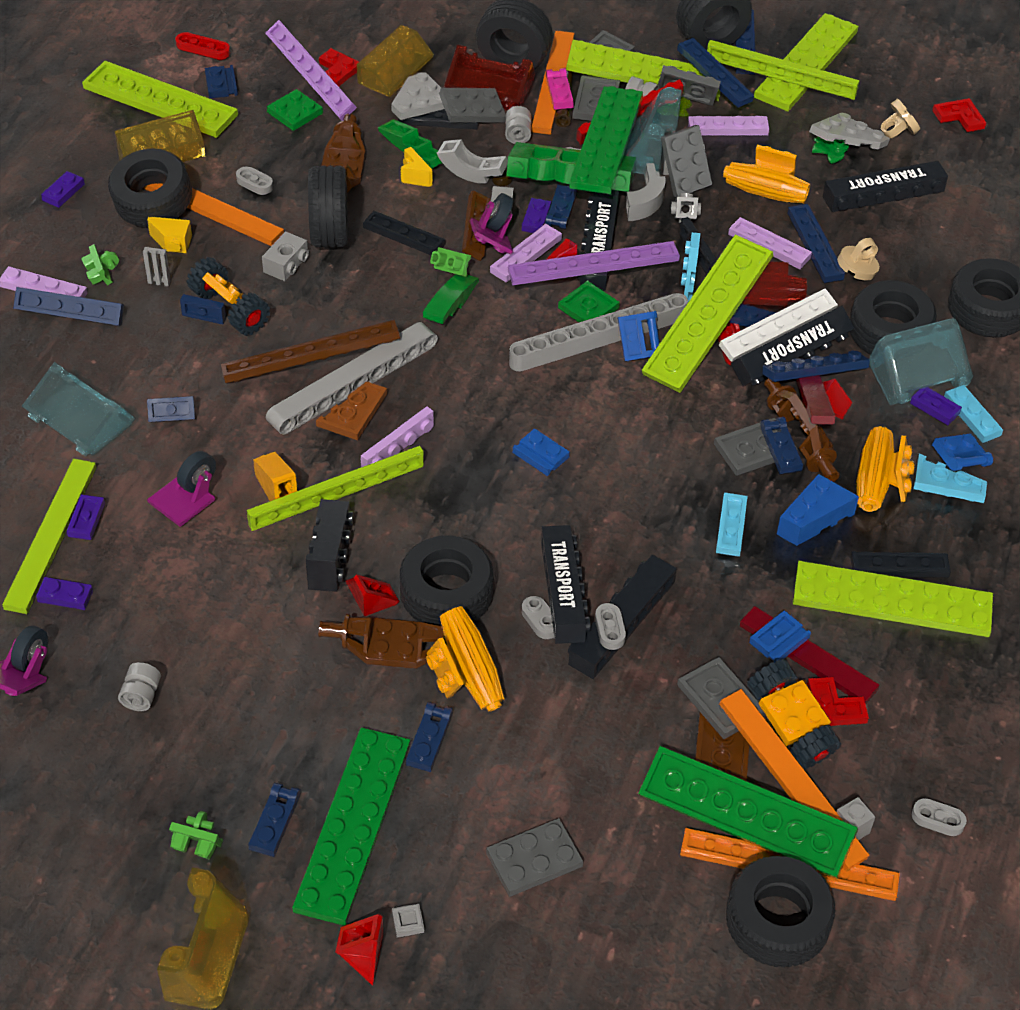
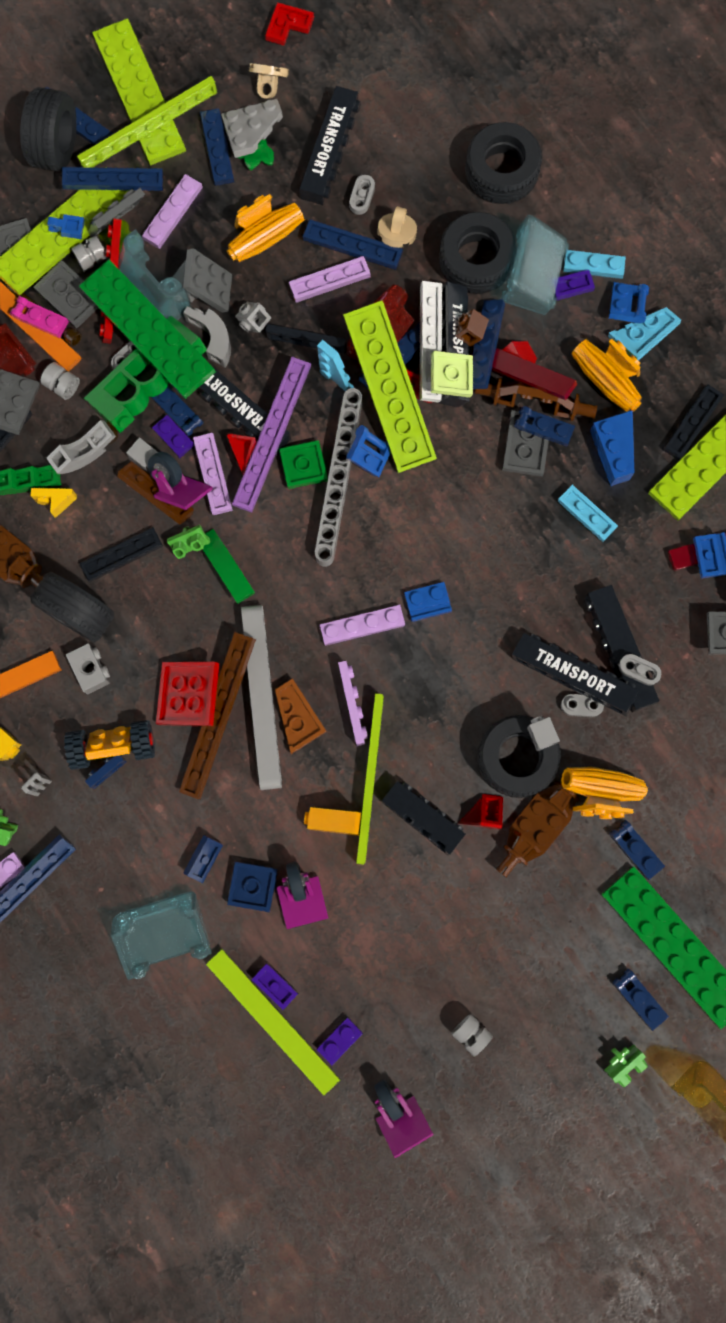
camera: 50 degrees left, 30 degrees up
(167, 454) = (252, 887): none -> dark blue plate
(314, 323) = (187, 693): none -> red plate
(478, 417) = (362, 625): none -> lavender plate
(479, 568) = (542, 733): none -> light grey brick
(648, 64) = (70, 226): none -> blue plate
(759, 343) = (451, 374): none -> yellowish green plate
(799, 132) = (217, 147): none -> dark blue plate
(818, 342) = (471, 327): none -> reddish brown brick
(865, 227) = (362, 196): none -> light grey plate

